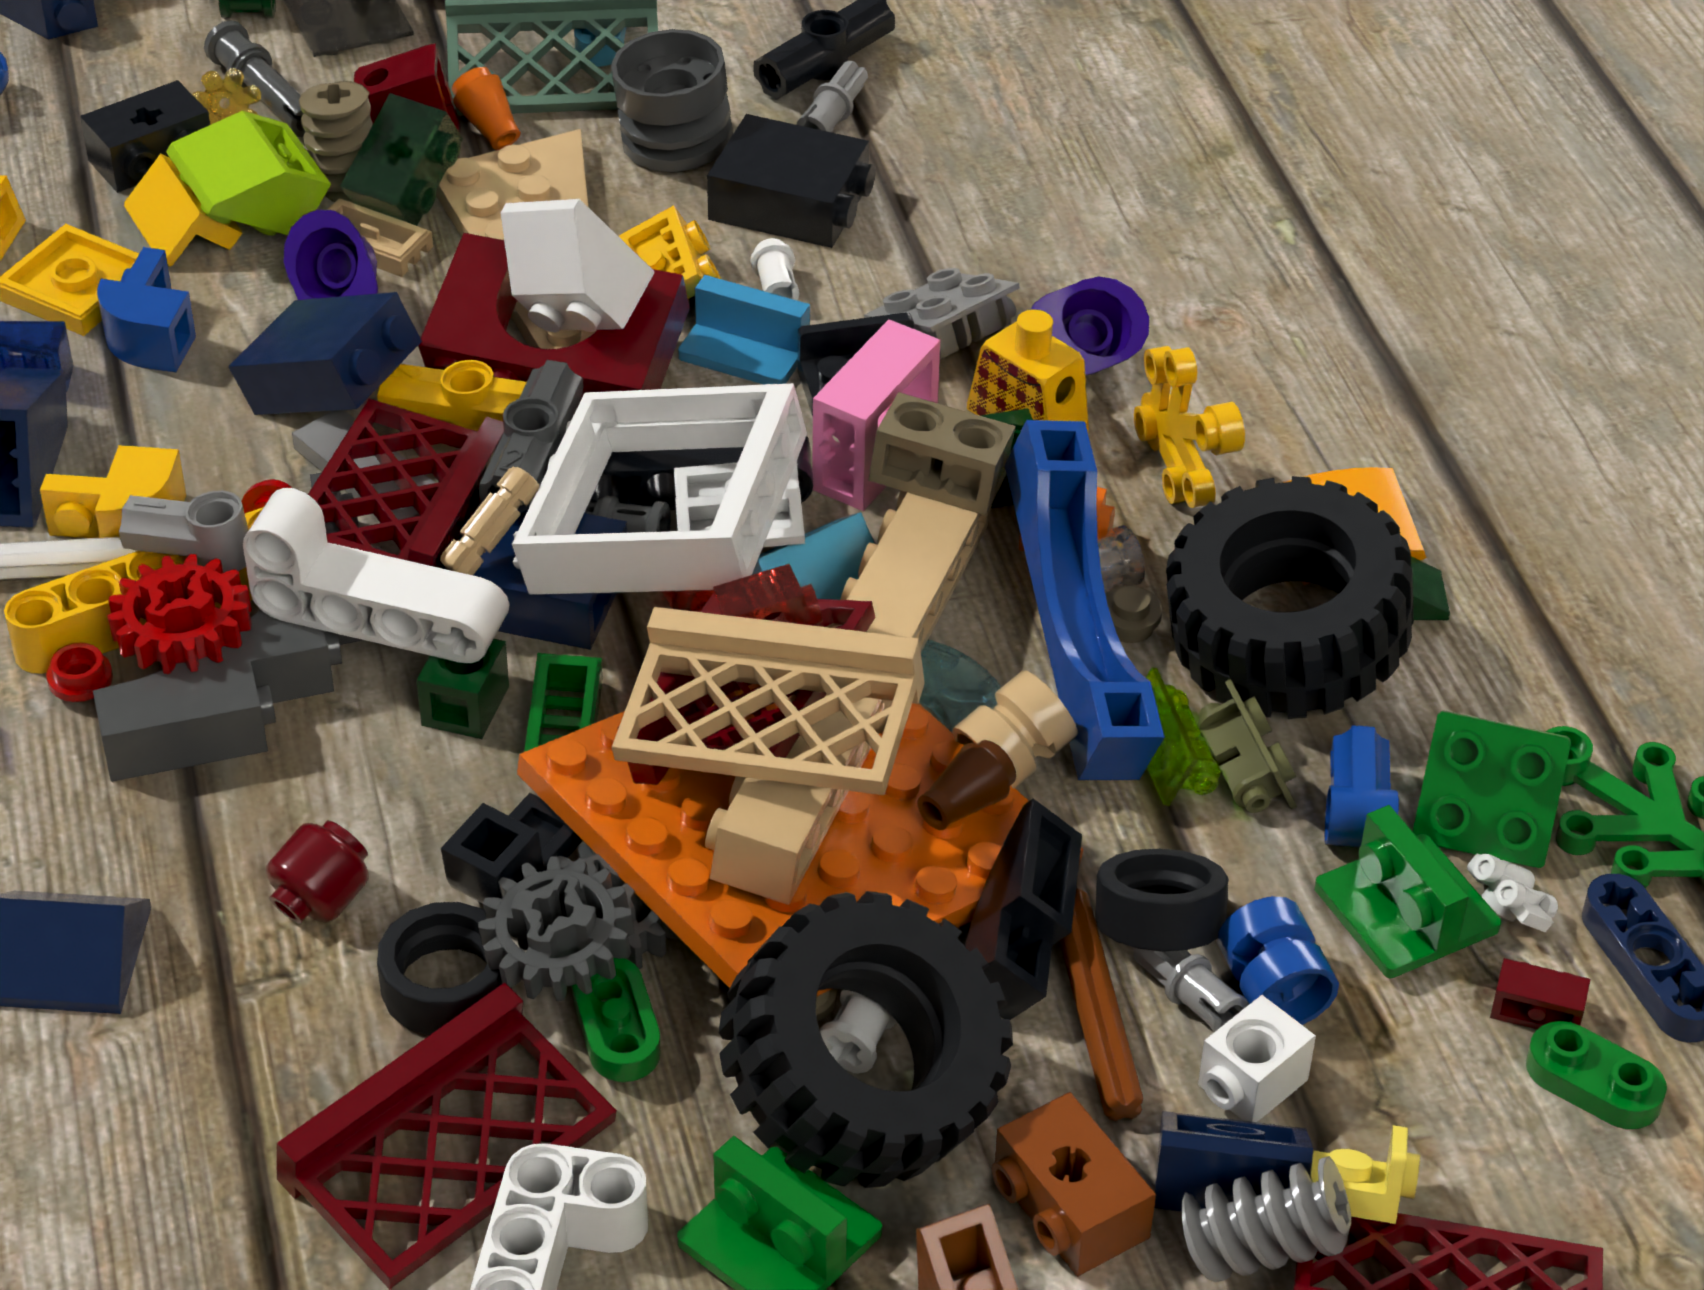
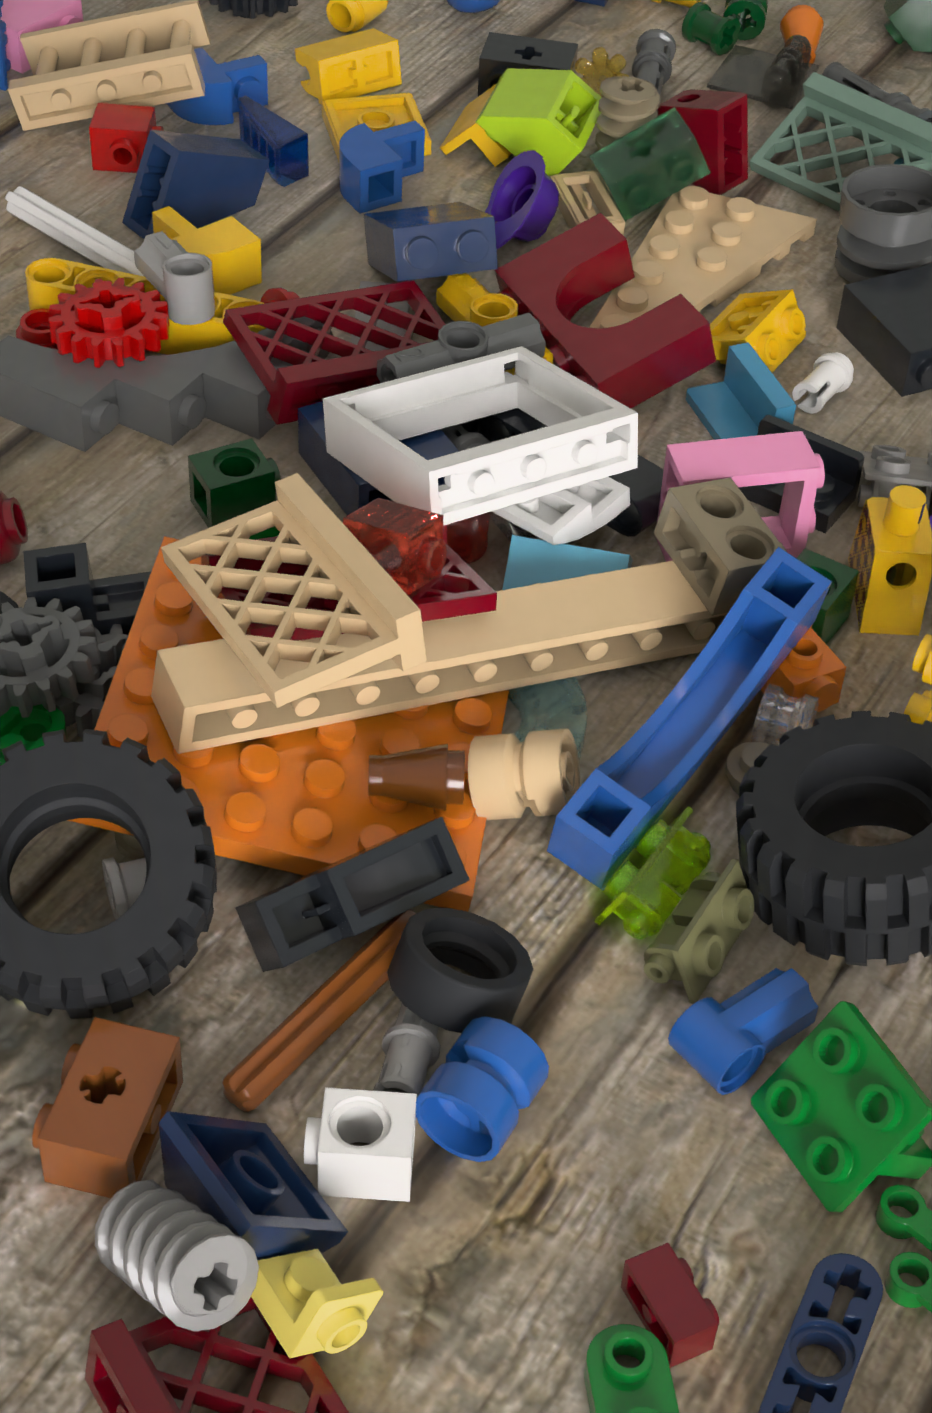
camera: 45 degrees right, 0 degrees up
(364, 593) = (214, 370): white beam -> none
(485, 105) = (766, 165): orange cone -> none
(490, 521) = (381, 369): tan axle -> none
(570, 266) = (625, 268): white slope -> none
(1405, 898) = (666, 1136): green bracket -> none
(1512, 893) = (760, 1202): white piece -> none

